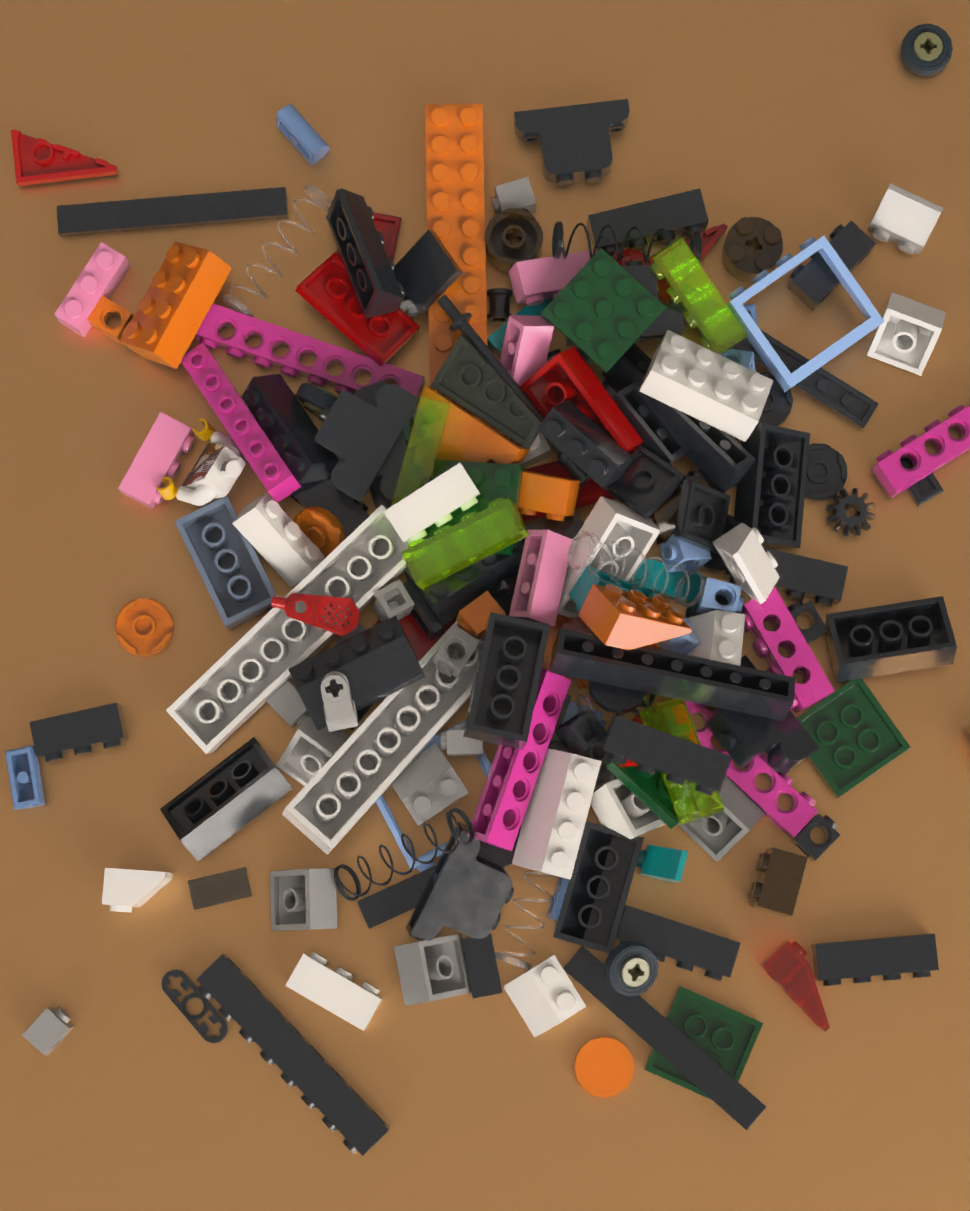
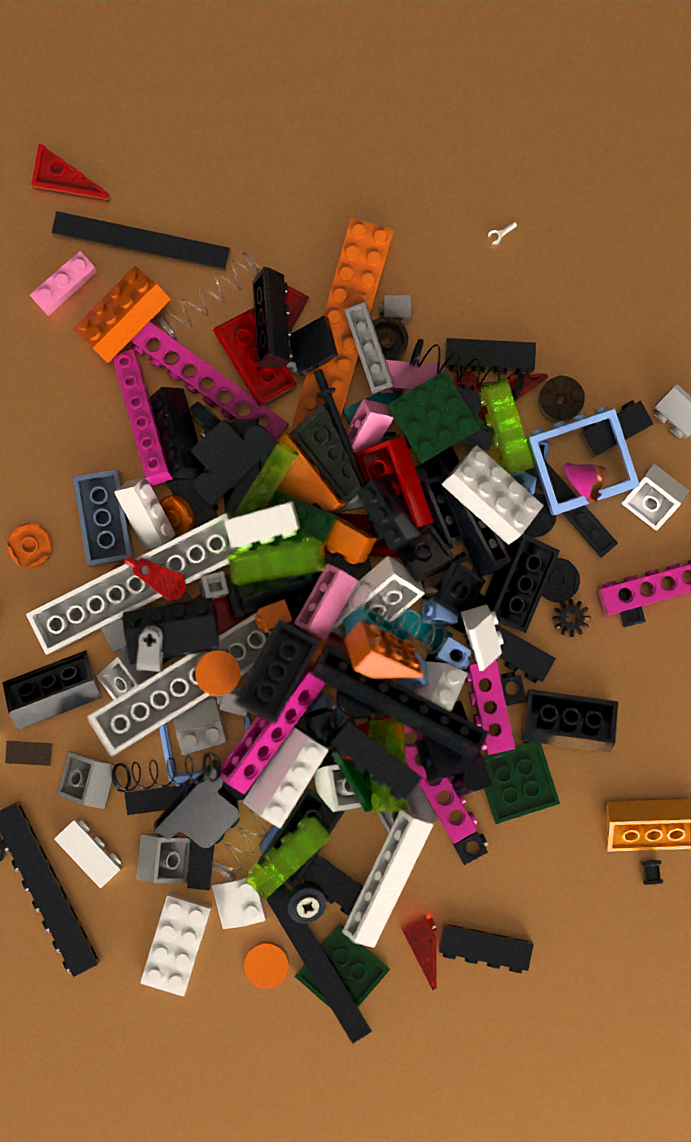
camera: 15 degrees right, 5 degrees up
(103, 312) = (67, 302): orange brick -> none
(156, 459) = (74, 426): bright pink brick -> none
(212, 473) = (112, 448): white torso -> none
(301, 134) = (253, 211): medium blue brick -> none
(431, 707) = (217, 673): none -> orange tile
(461, 641) = (256, 633): light grey brick -> none
(481, 1074) = (176, 944): none -> white brick
(497, 252) = (369, 348): none -> light grey tile
(499, 304) = (360, 385): black bush -> none
(574, 138) = (455, 275): black brick -> none
(592, 914) = (288, 857): none -> clear neon green brick
(614, 72) = (502, 232): none -> white hand
(662, 863) = (352, 834): teal slope -> none
(725, 903) = (387, 878): none -> white brick
(778, 881) = (431, 872): dark brown brick -> none
(817, 330) = (586, 479): none -> dark pink hat

